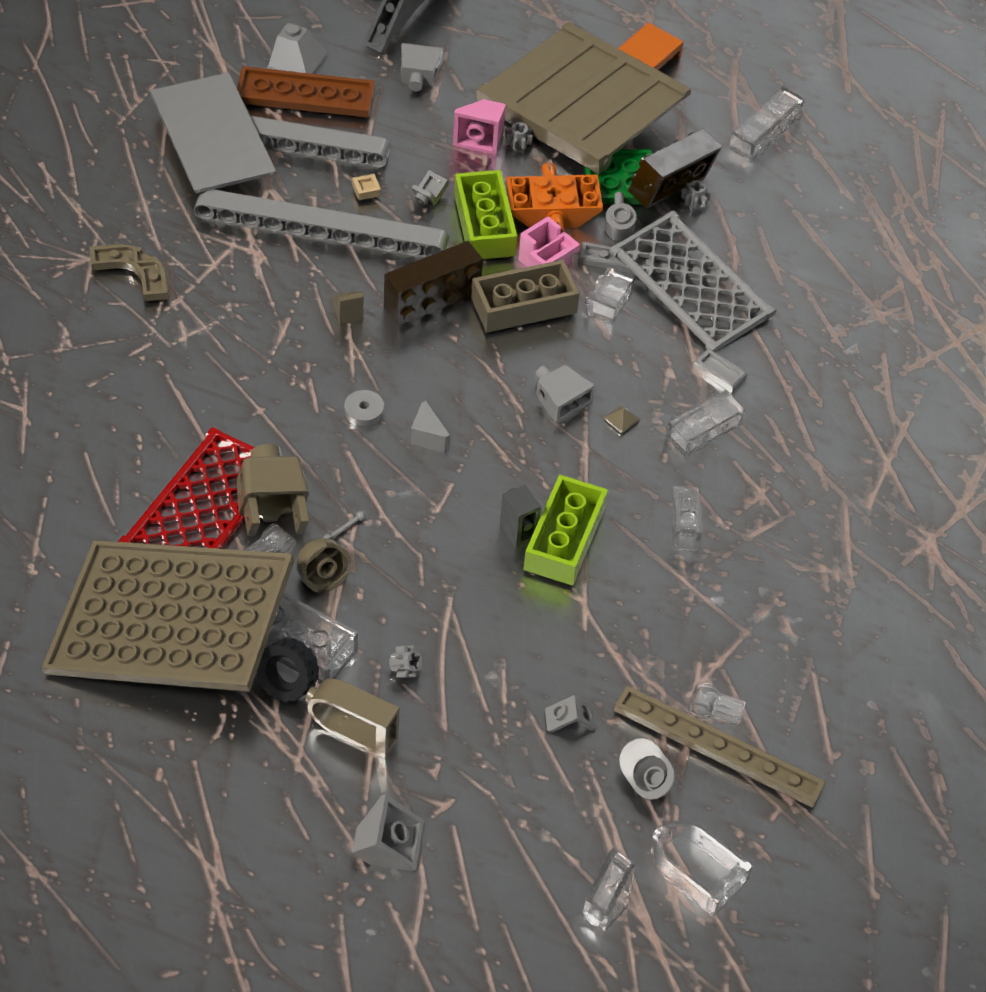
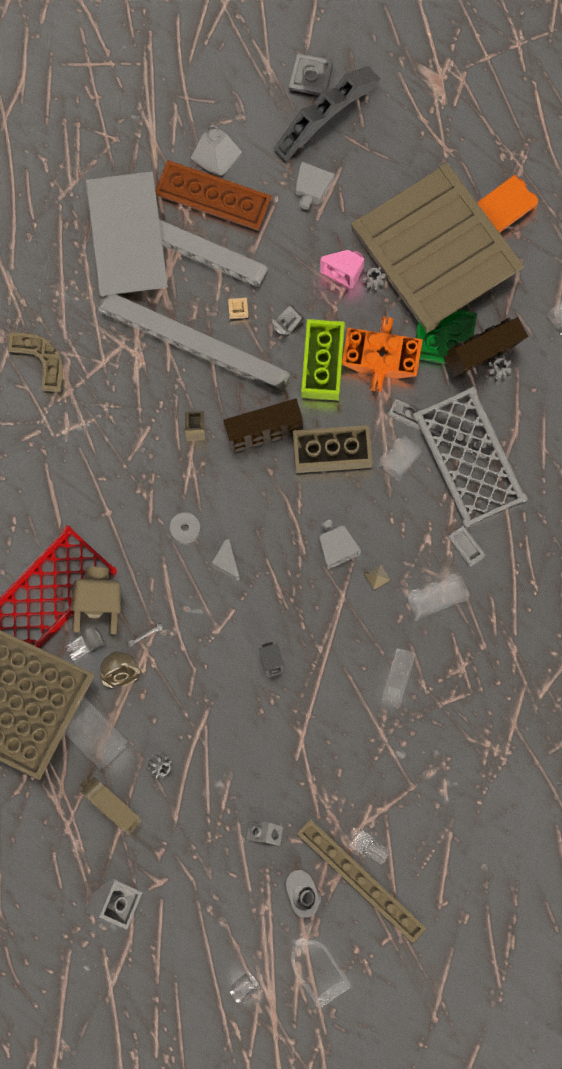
camera: 20 degrees right, 25 degrees up
(302, 658) = (82, 763): black tyre -> none
(546, 244) = (362, 404): bright pink plate -> none
(565, 530) = (302, 677): lime brick -> none
(620, 219) = (430, 385): light grey piece -> none

